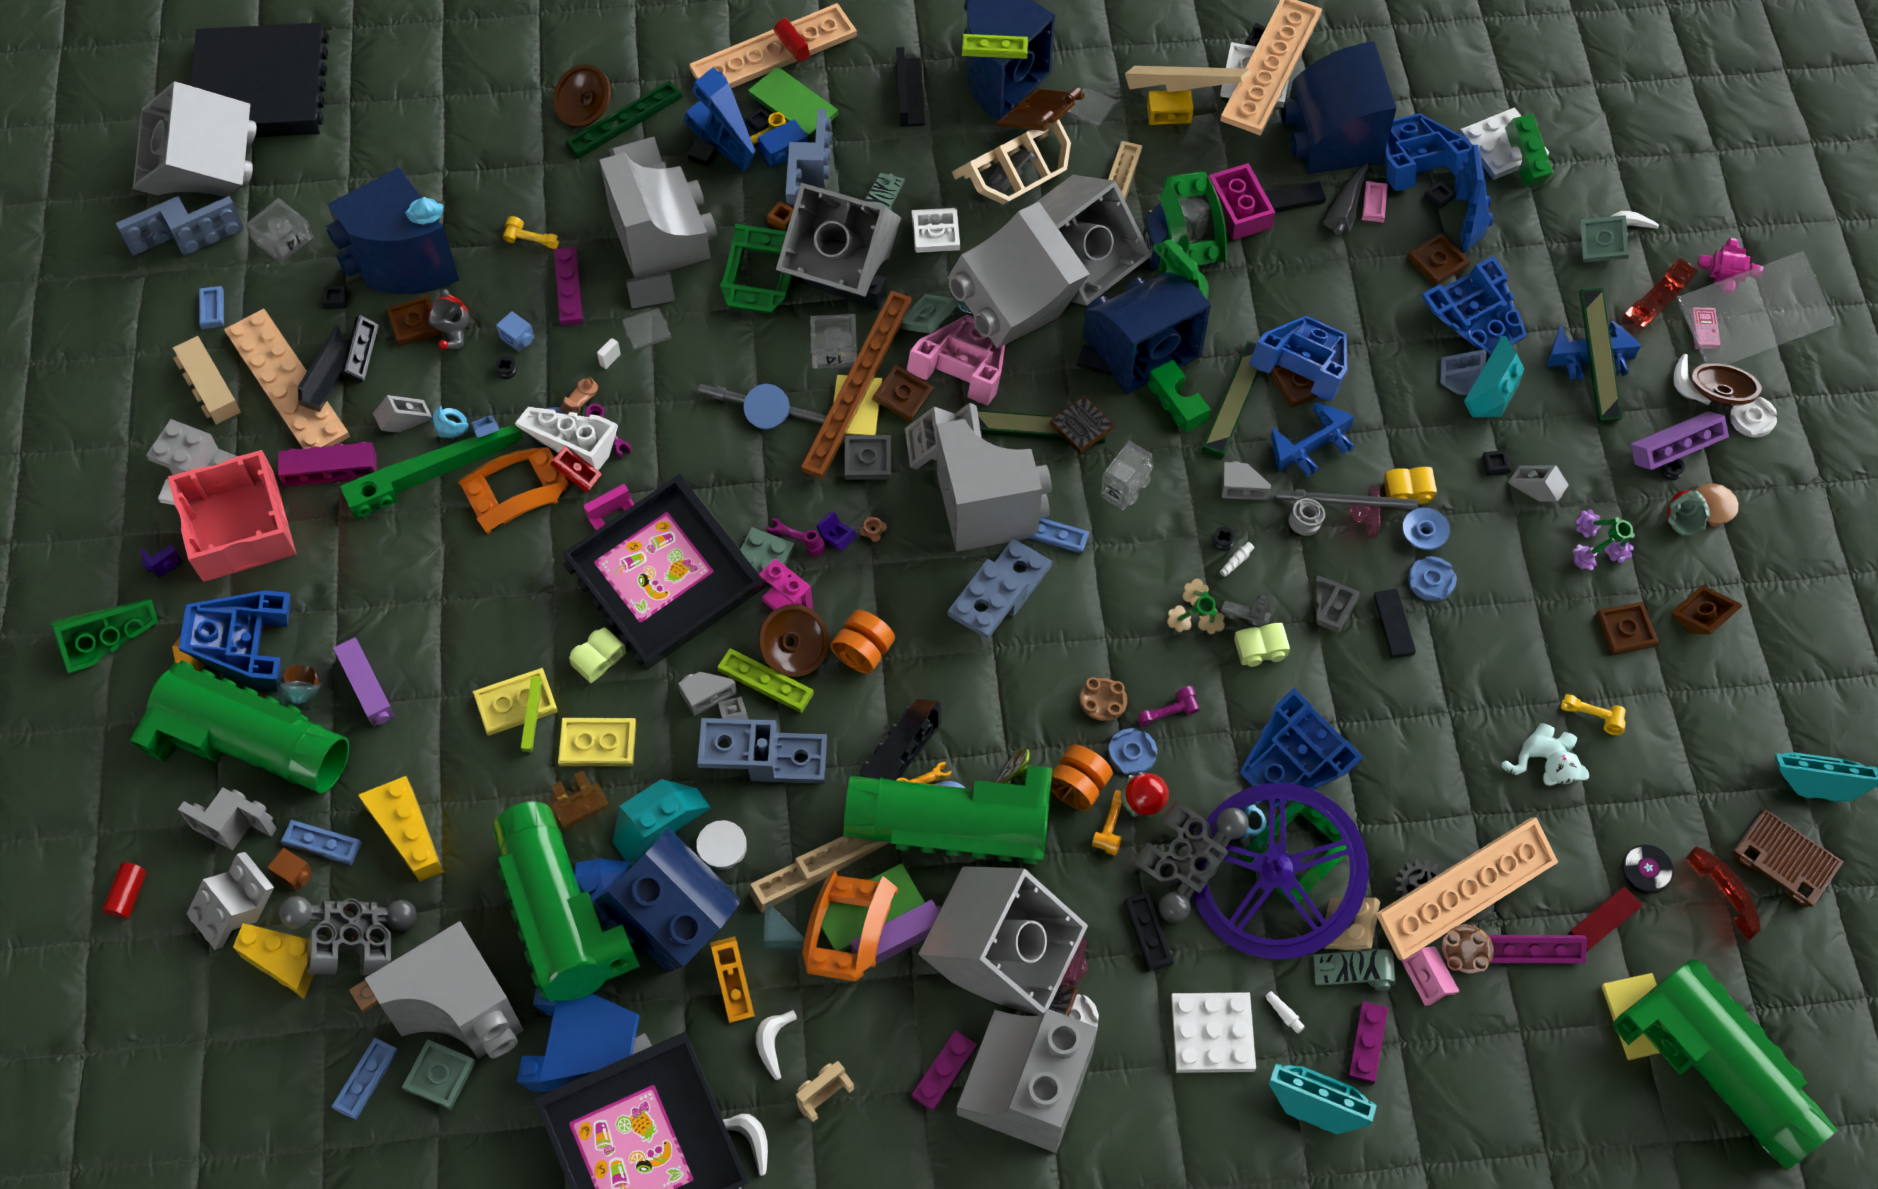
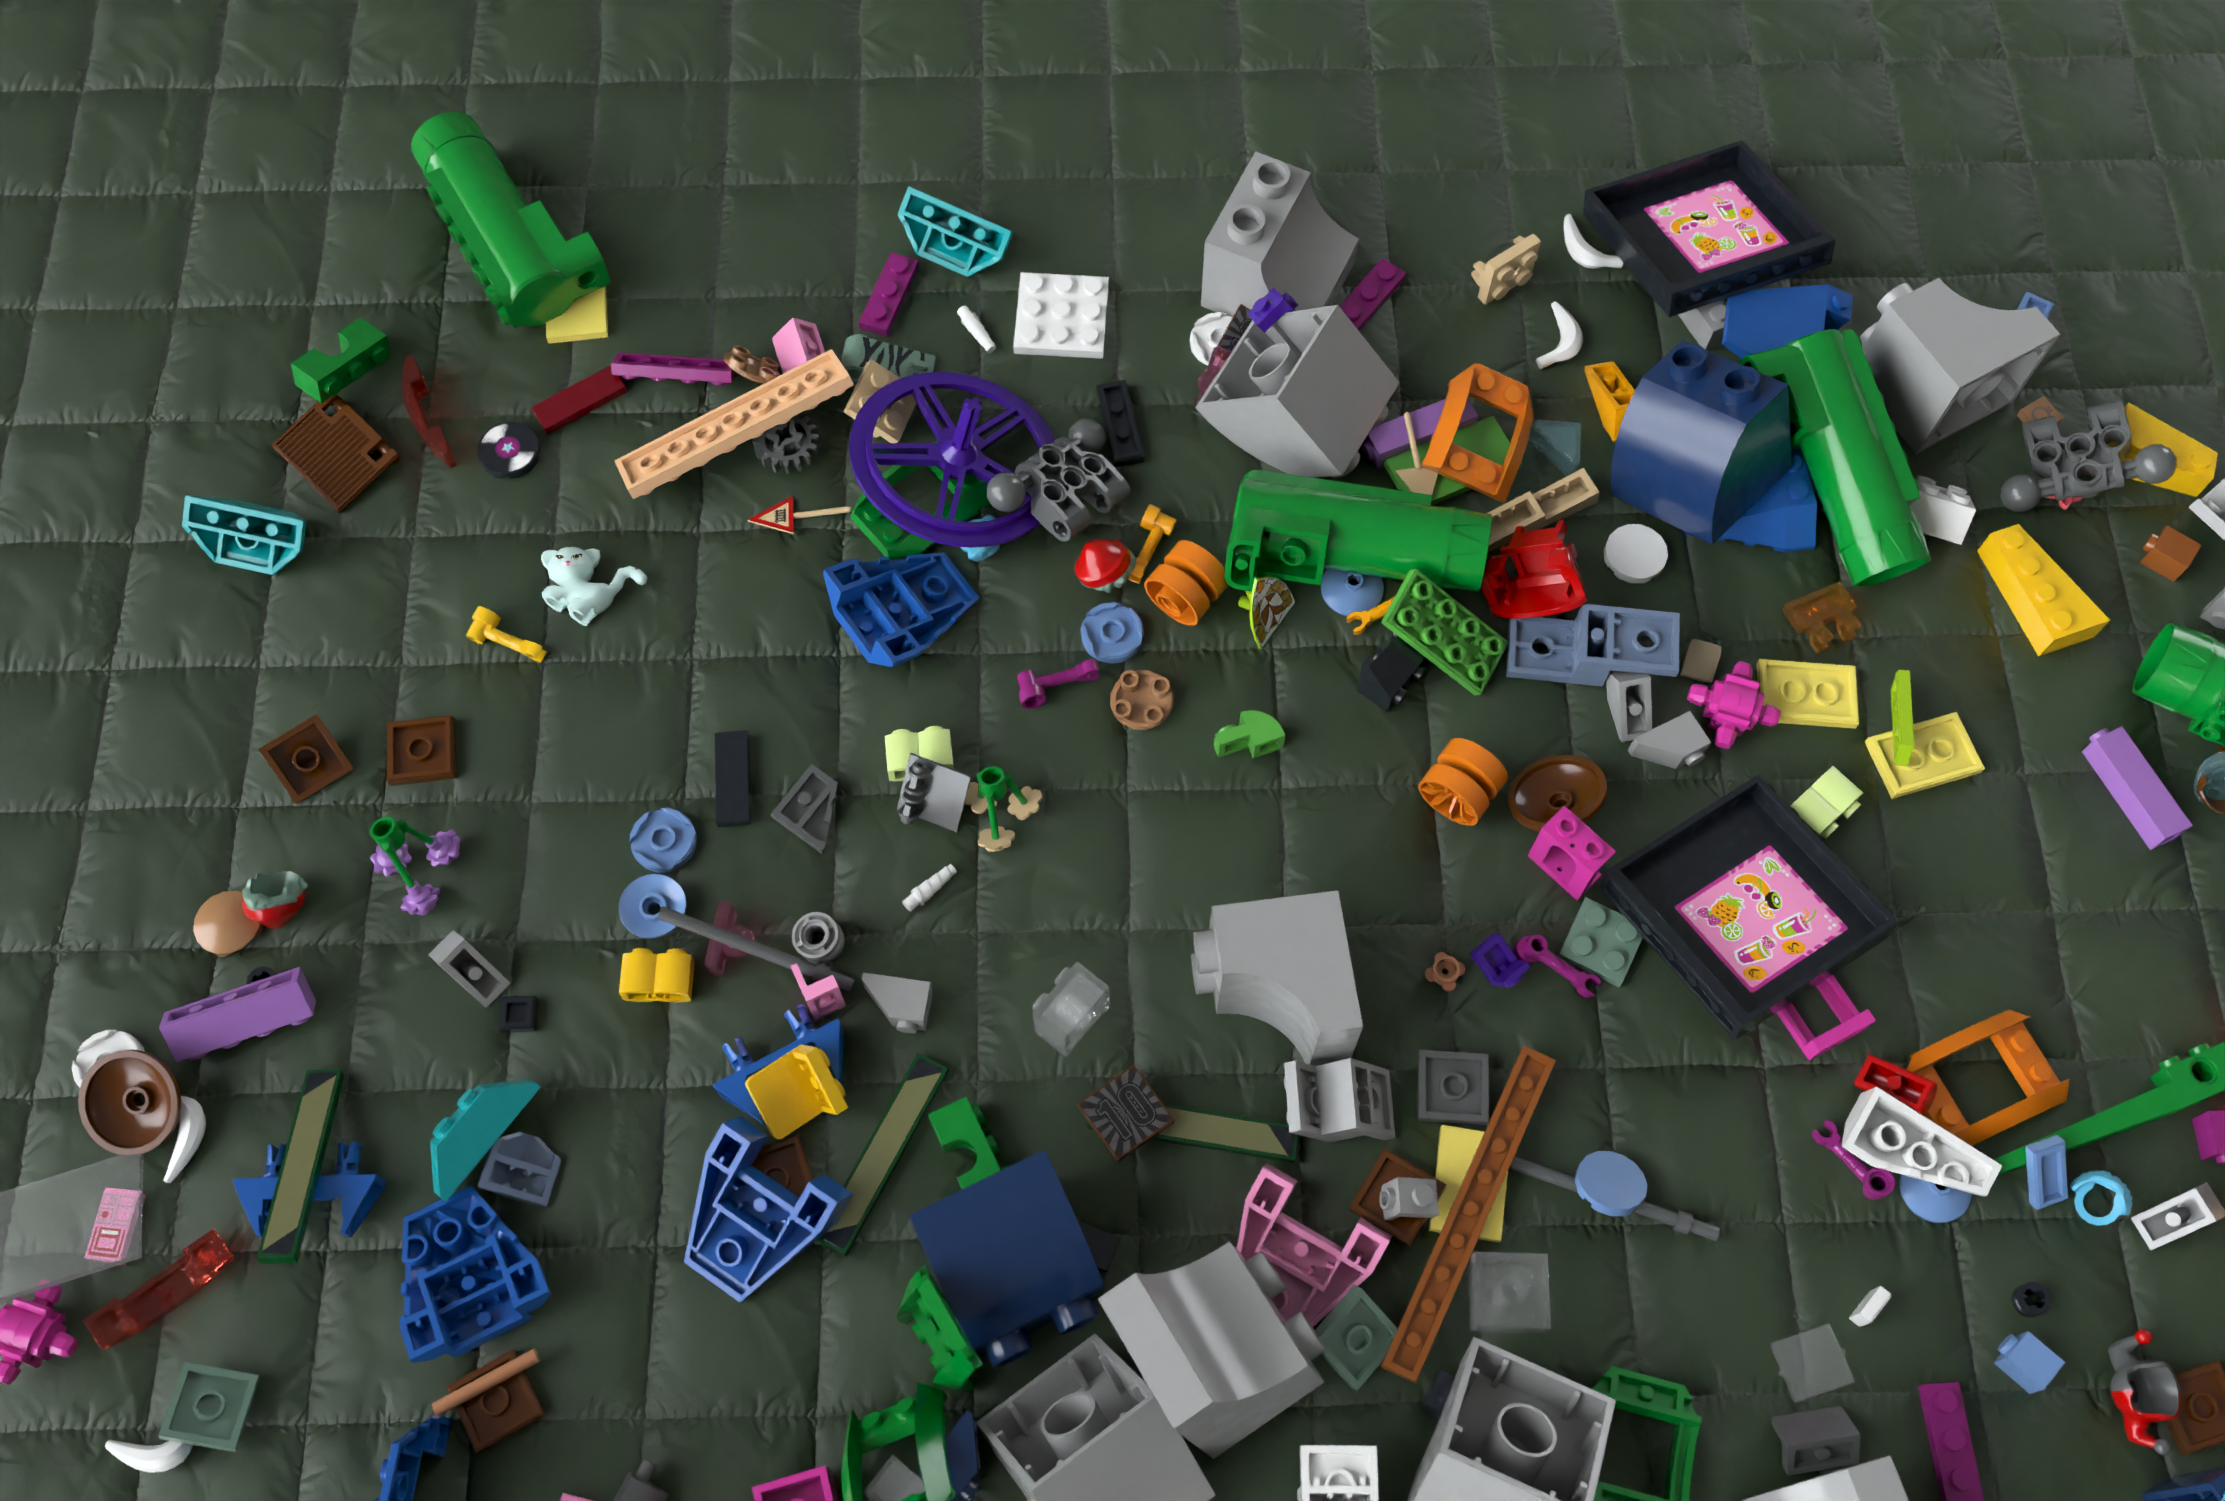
camera: 175 degrees left, 5 degrees up
(321, 842) = (2139, 592): medium blue tile -> none
(473, 895) = (1943, 511): none -> white slope
(583, 392) = (1903, 1235): nougat piece -> none
(651, 812) = (1720, 589): teal wedge -> none
(657, 718) = (1733, 705): none -> dark pink piece
(677, 759) = (1700, 660): none -> dark tan slope
(765, 680) = (1568, 739): lime plate -> none
(804, 798) = (1547, 576): none -> red piece
(877, 748) = (1445, 632): none -> bright green tile
(897, 380) = (1409, 1198): none -> light grey bracket
(903, 884) = (1419, 478): none -> tan piece
(999, 588) = (1273, 842): sand blue bracket -> none
(1016, 677) = (1255, 731): none -> bright green brick
(1029, 1001) = (1271, 308): none -> dark purple bracket
(1061, 535) = (1165, 943): medium blue tile -> none
(1224, 532) = (938, 928): black bush -> none
(1299, 471) = (822, 996): none -> bright pink panel
(1300, 419) = (795, 1090): none -> yellow bracket
(1410, 829) = (782, 515): none -> piece
(1446, 261) = (486, 1382): none -> nougat bar
(1801, 943) = (326, 375): none -> green arch

